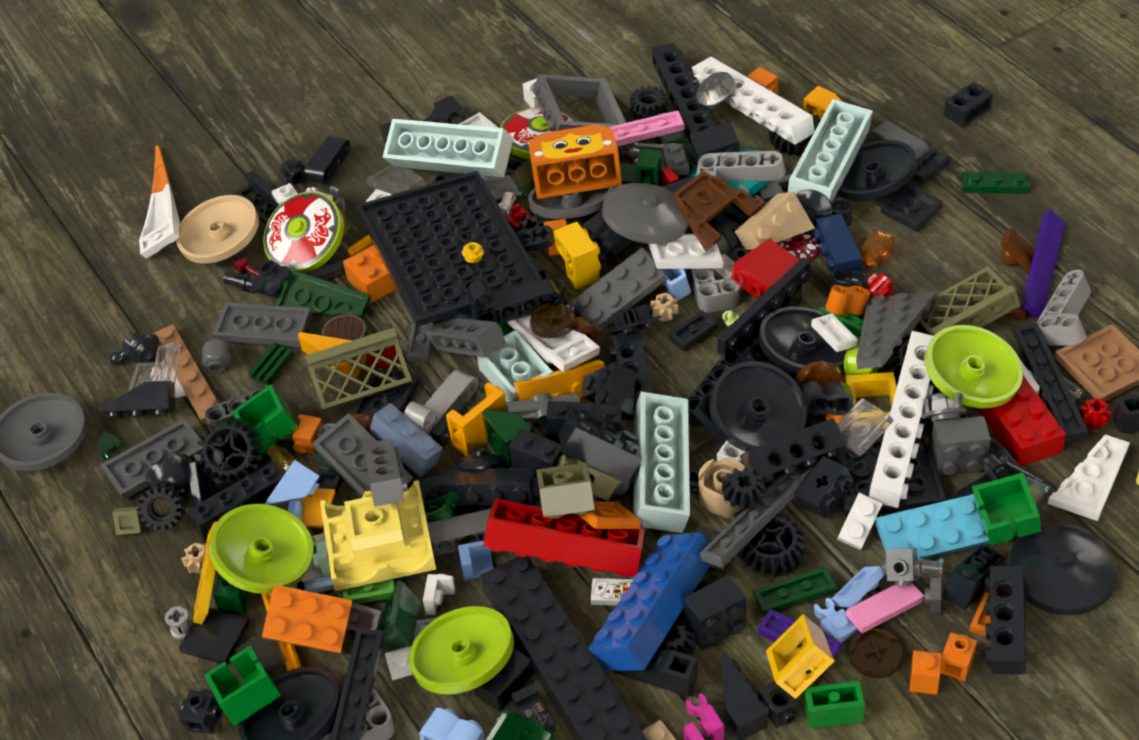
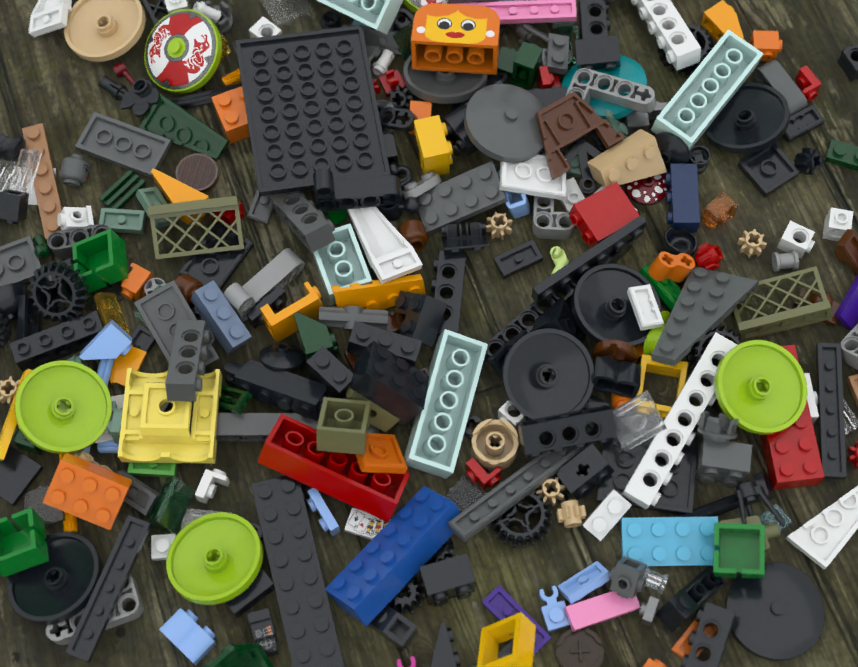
camera: 10 degrees right, 20 degrees up
(198, 425) = (41, 248): none -> dark green arm
(228, 390) = (75, 217): none -> white brick
(286, 384) = (123, 220): none -> sand green plate
(298, 361) = (151, 197): none -> sand green plate
(472, 252) = (328, 130): yellow plate -> none
(475, 559) = (248, 461): medium blue panel -> none
(552, 321) = (387, 222): dark brown tile -> none
(568, 592) = (327, 520): none -> light blue plate
(581, 285) = (415, 188): none -> light grey plate
(715, 517) = (477, 474): none -> red bracket
(743, 488) = (507, 472): black gear -> none
(794, 590) = (526, 570): dark green plate -> none
(796, 512) = (553, 496): none -> tan gear
(823, 529) = (571, 513): none -> tan gear
(879, 111) = (767, 43): none -> orange brick
(918, 267) = (751, 243): none -> tan gear
(923, 131) = (808, 83): none -> red bracket
(947, 191) = (808, 161): none -> black gear
(955, 274) = (785, 260): none -> light grey bush
(960, 255) = (796, 231): none -> white brick
(992, 233) = (837, 223): none -> white brick

